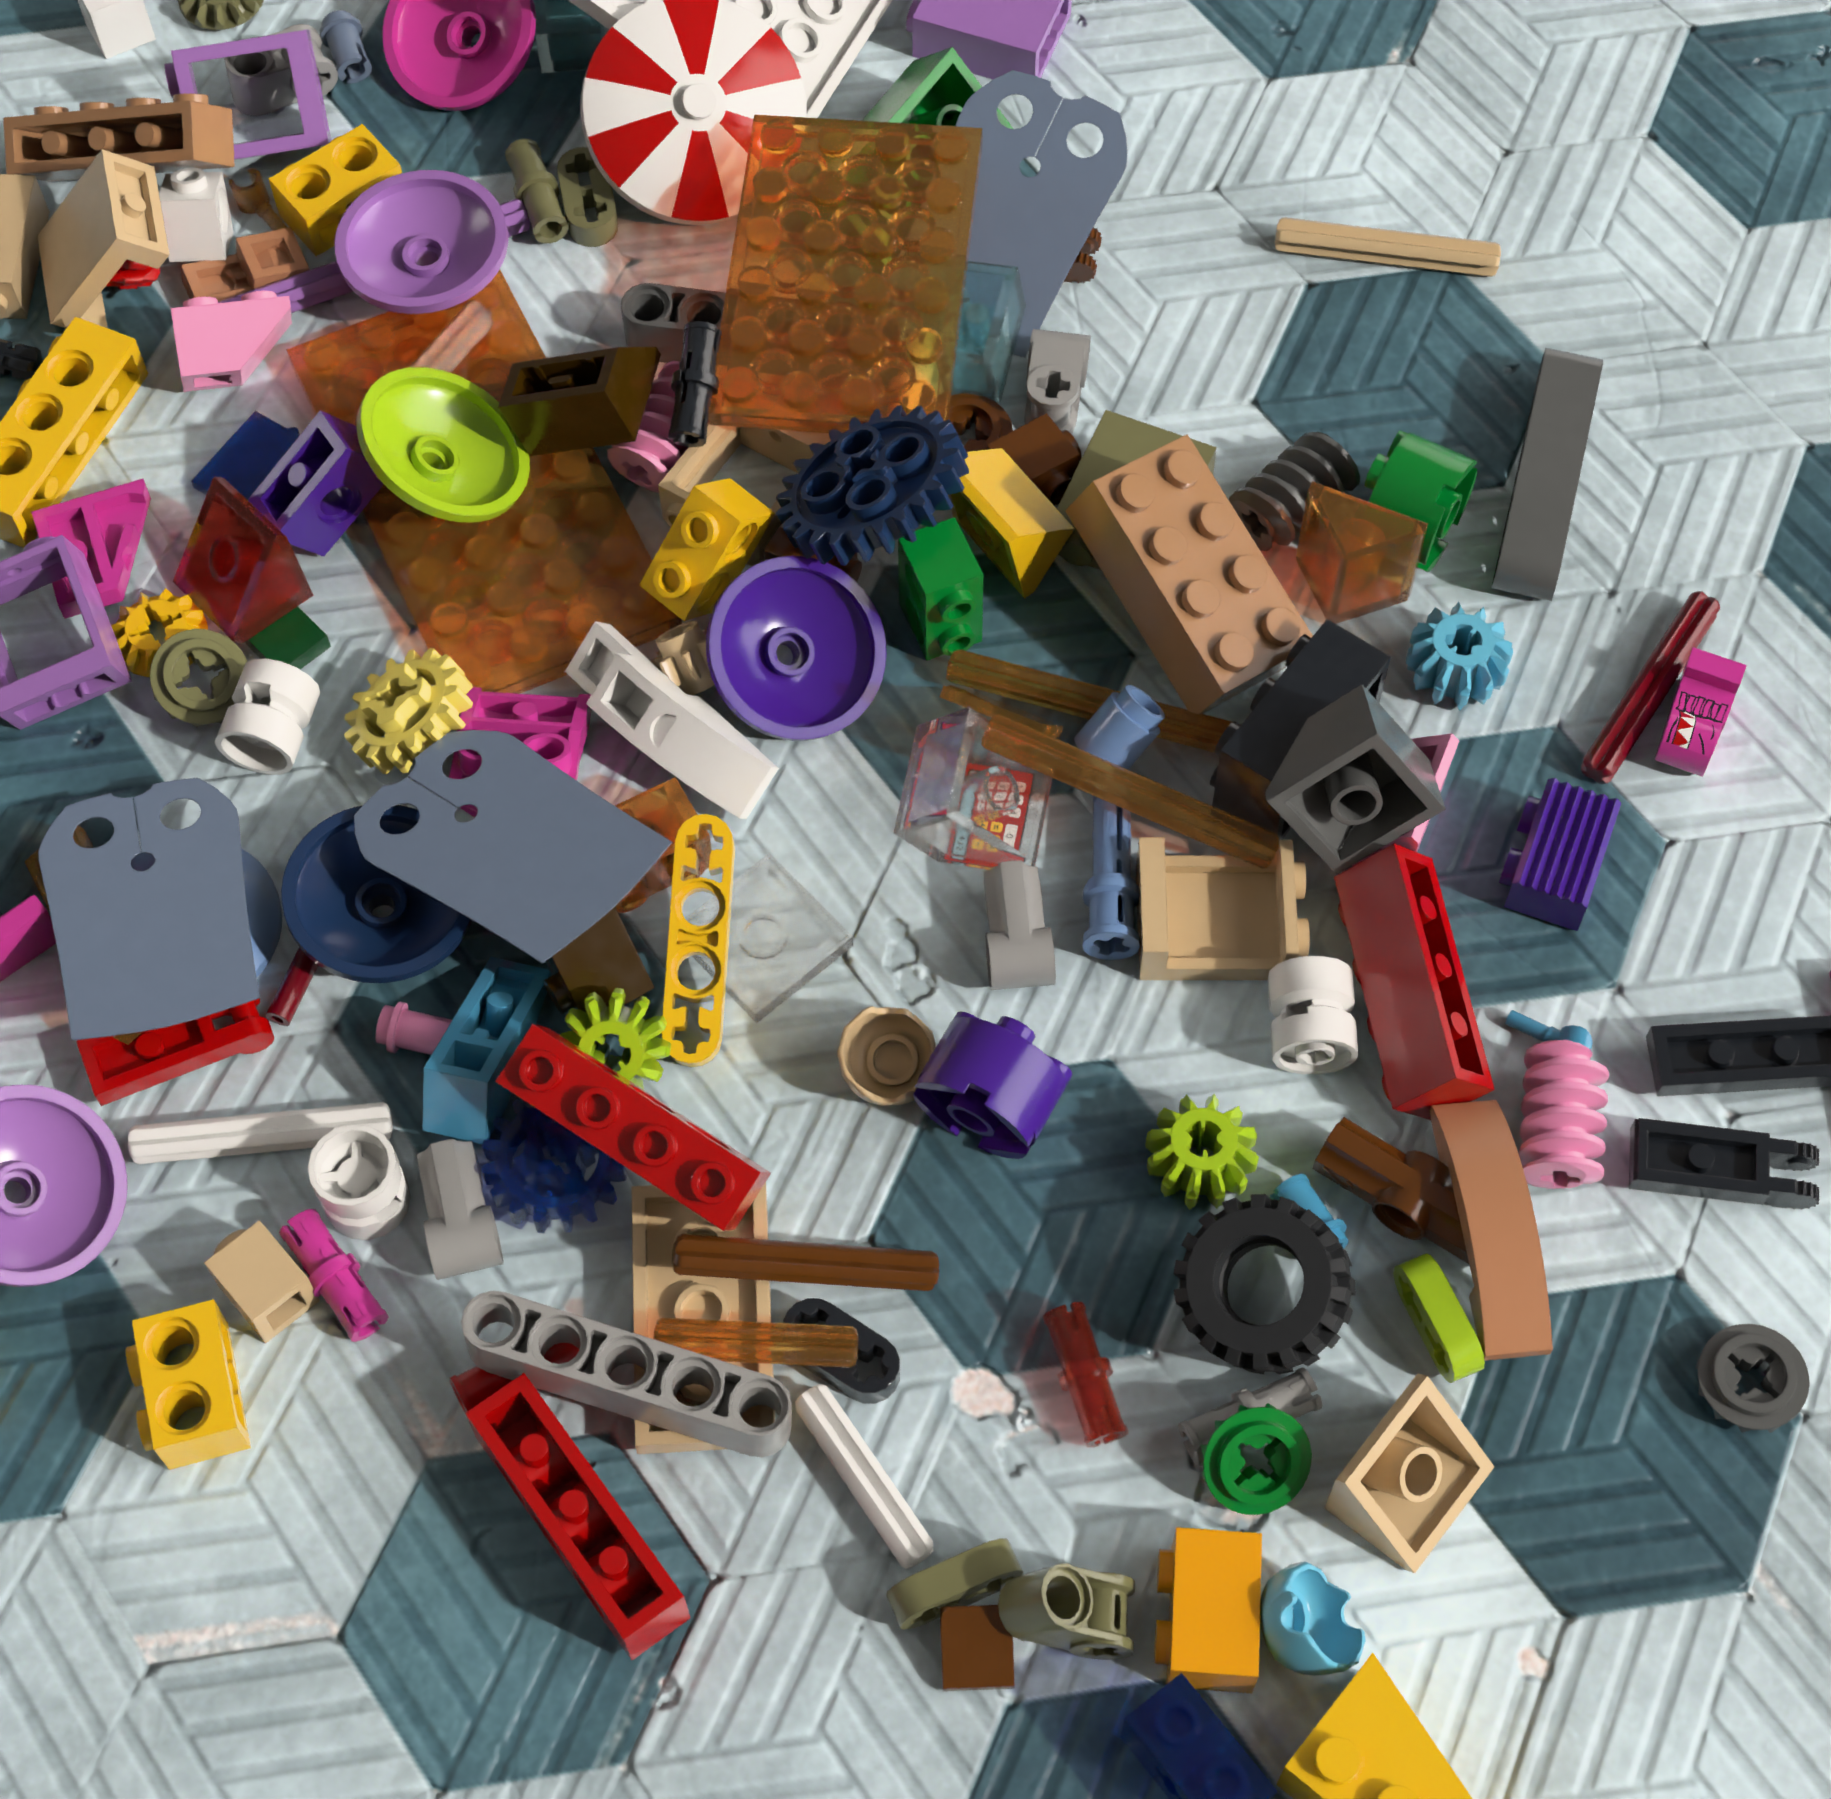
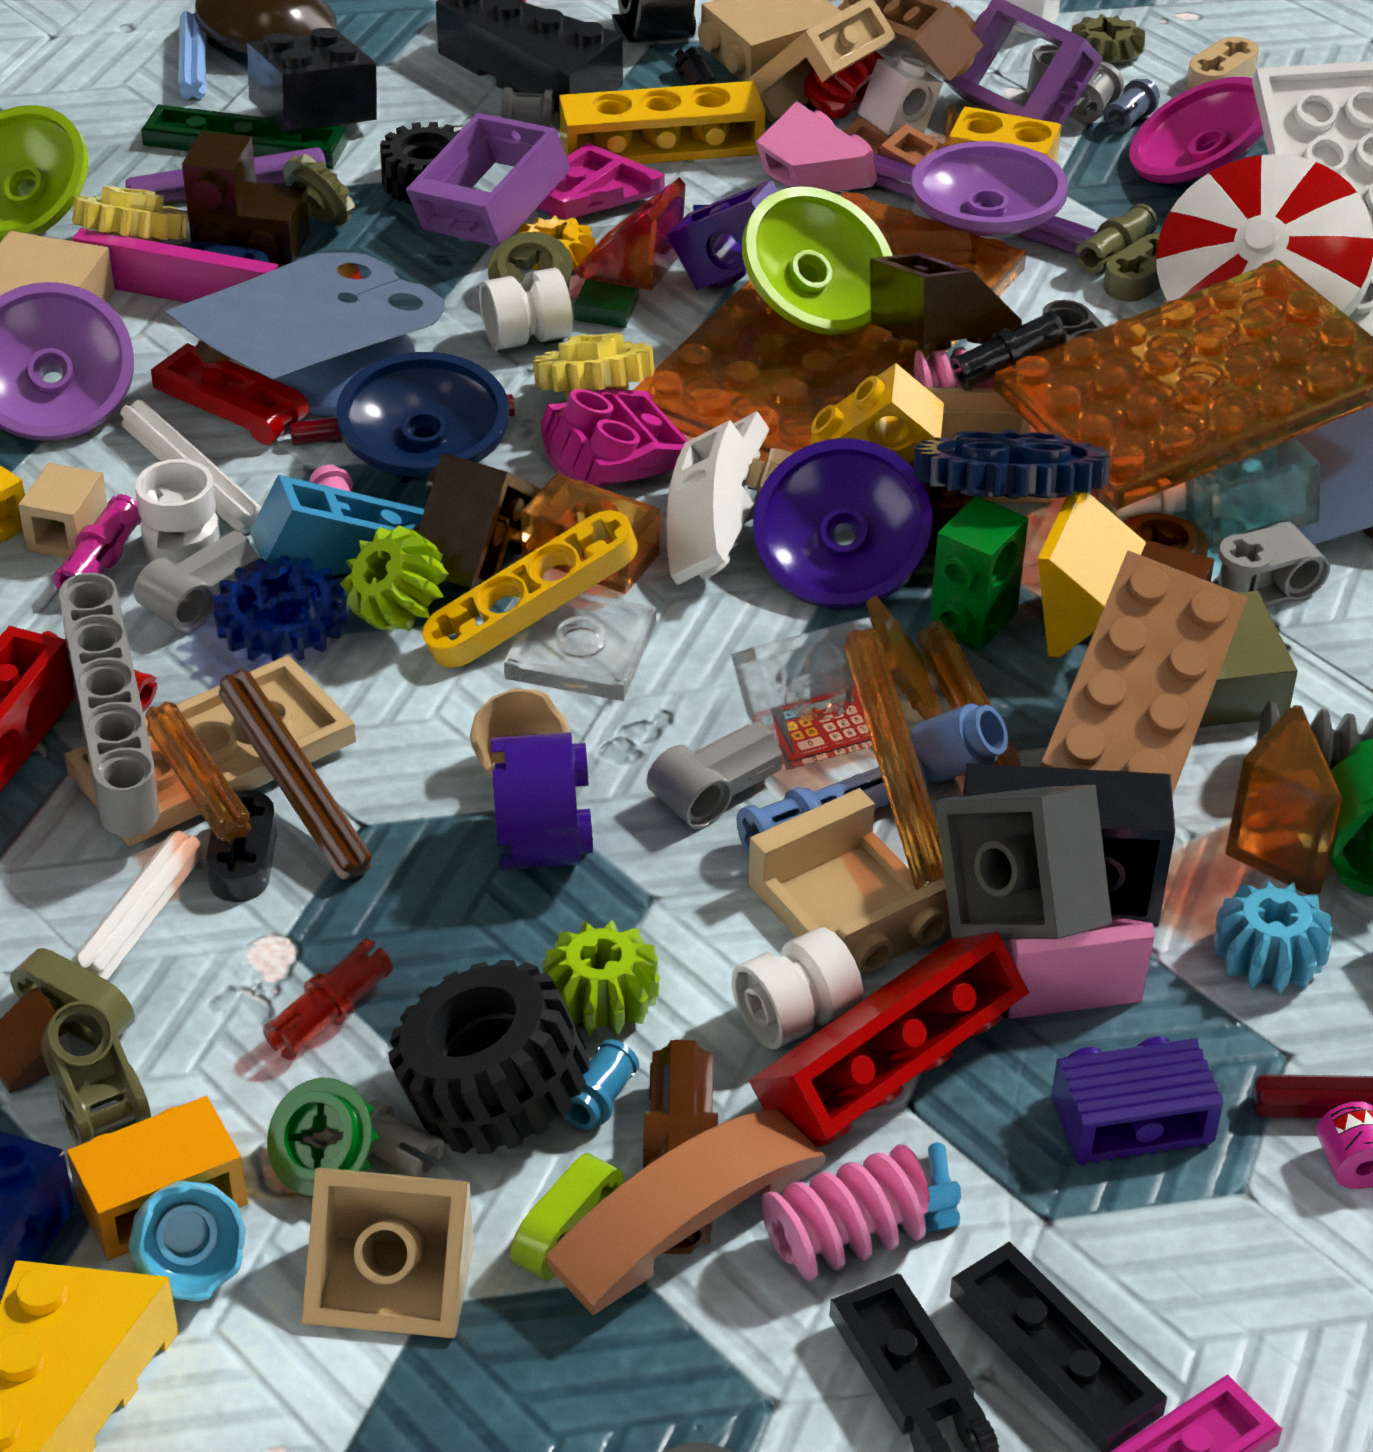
camera: 55 degrees right, 20 degrees down
(534, 859) = (477, 438): sand blue piece -> none
(633, 1127) = (314, 601): red brick -> none

